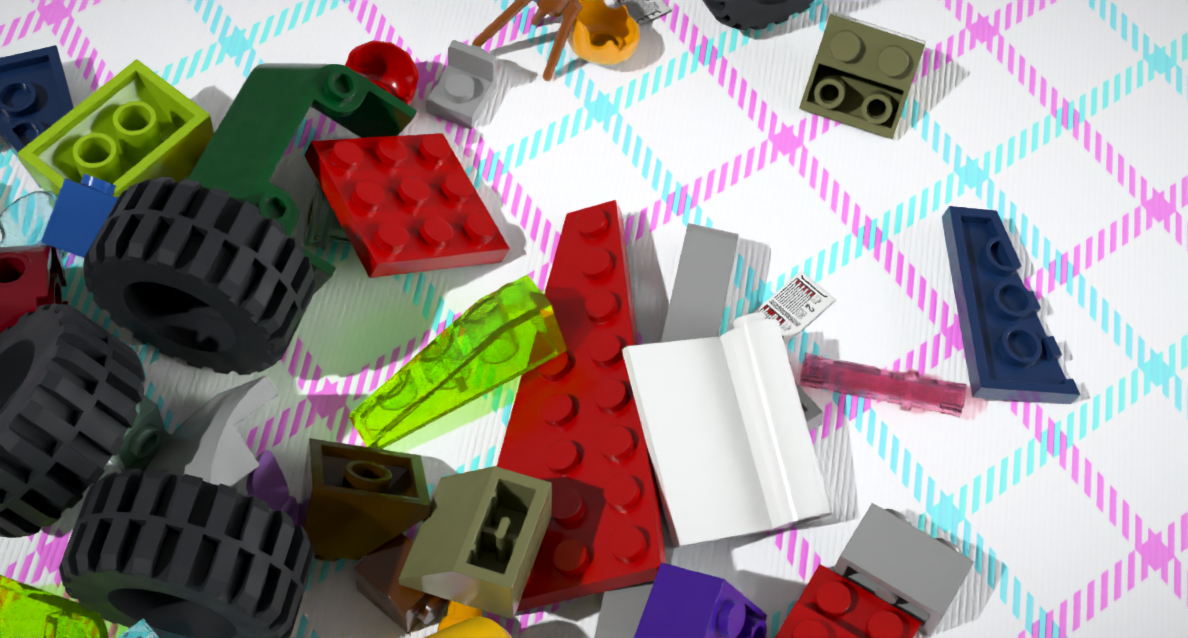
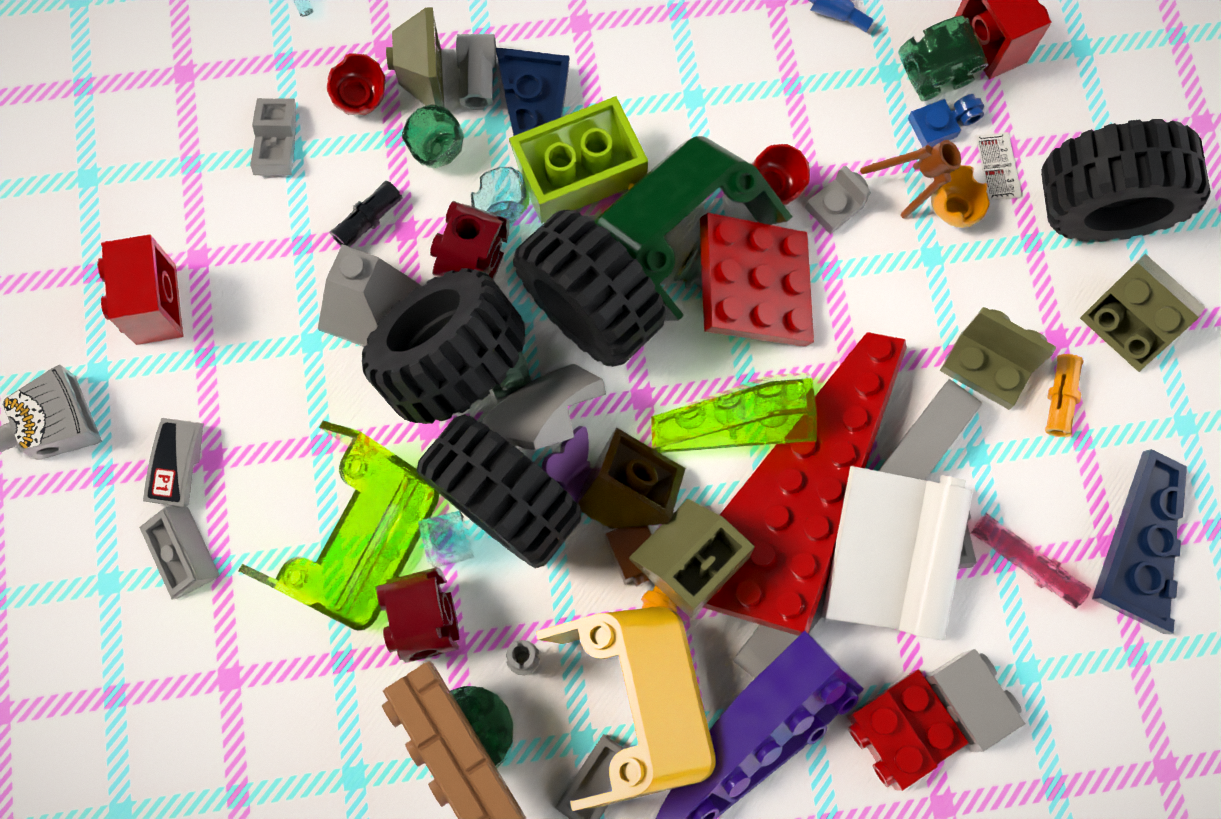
camera: 30 degrees right, 15 degrees up
(79, 214) = (531, 208): blue brick -> none
(729, 175) = (996, 356): none -> olive bracket
(796, 305) = (992, 471): white sticker -> none
(825, 193) = (1064, 395): none -> light orange pin

